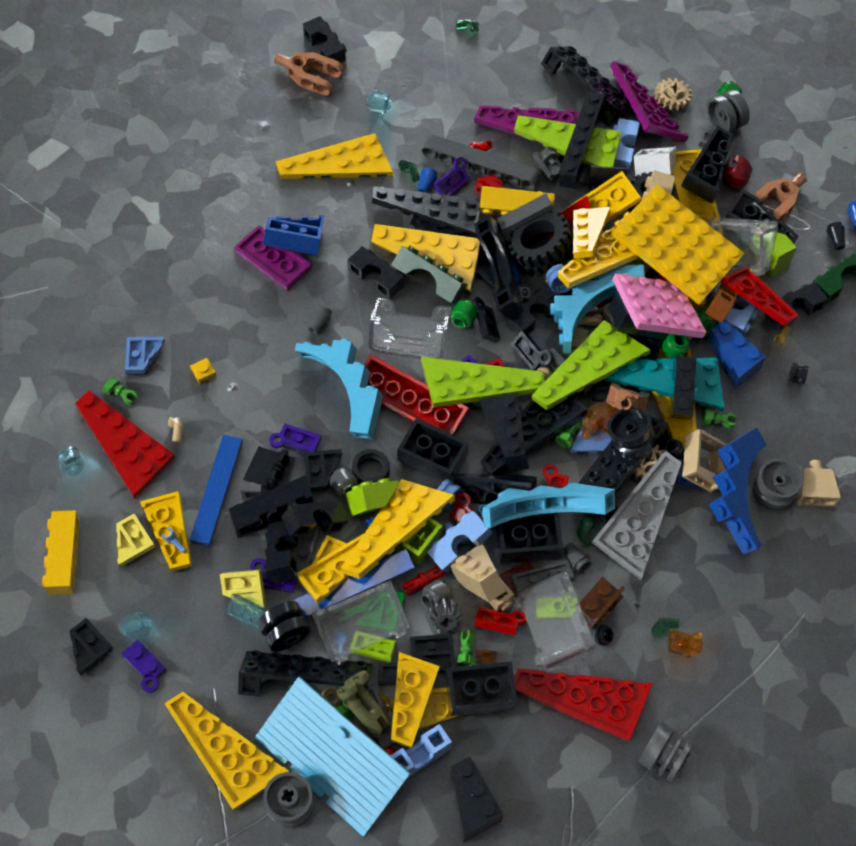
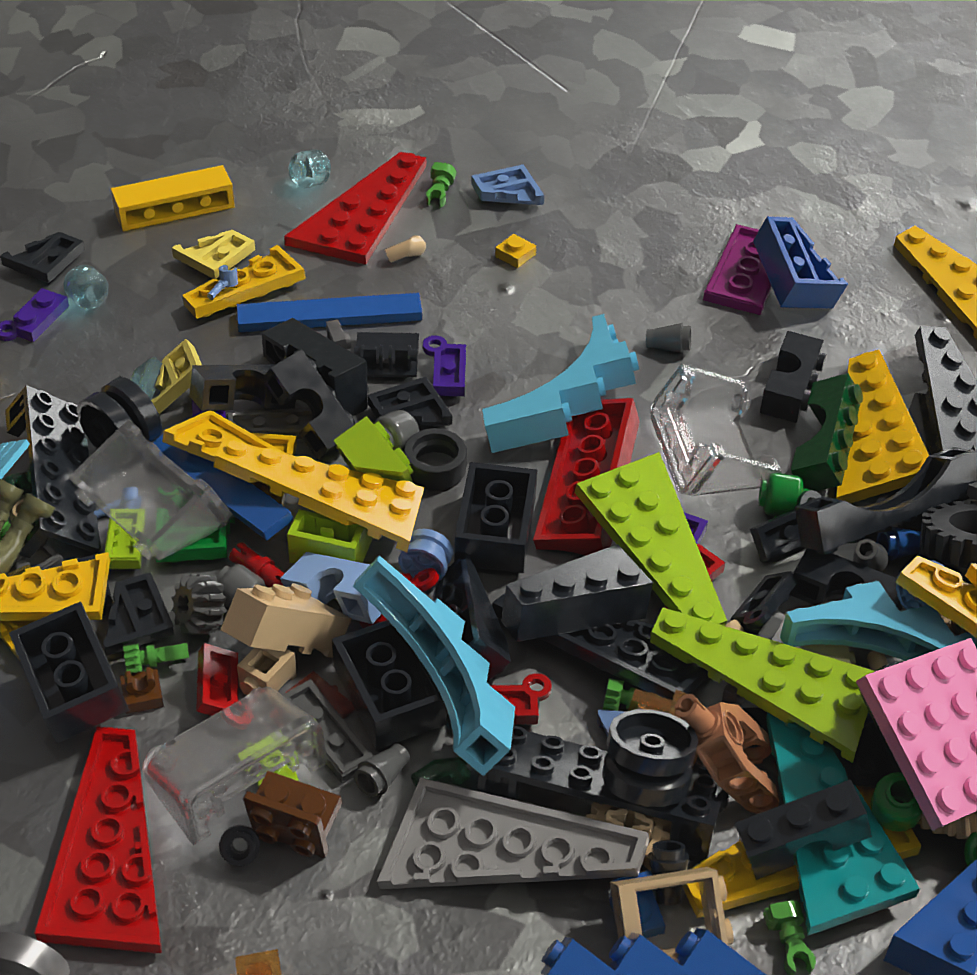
camera: 70 degrees right, 15 degrees down
(663, 624) = (292, 942): clear green arm -> none

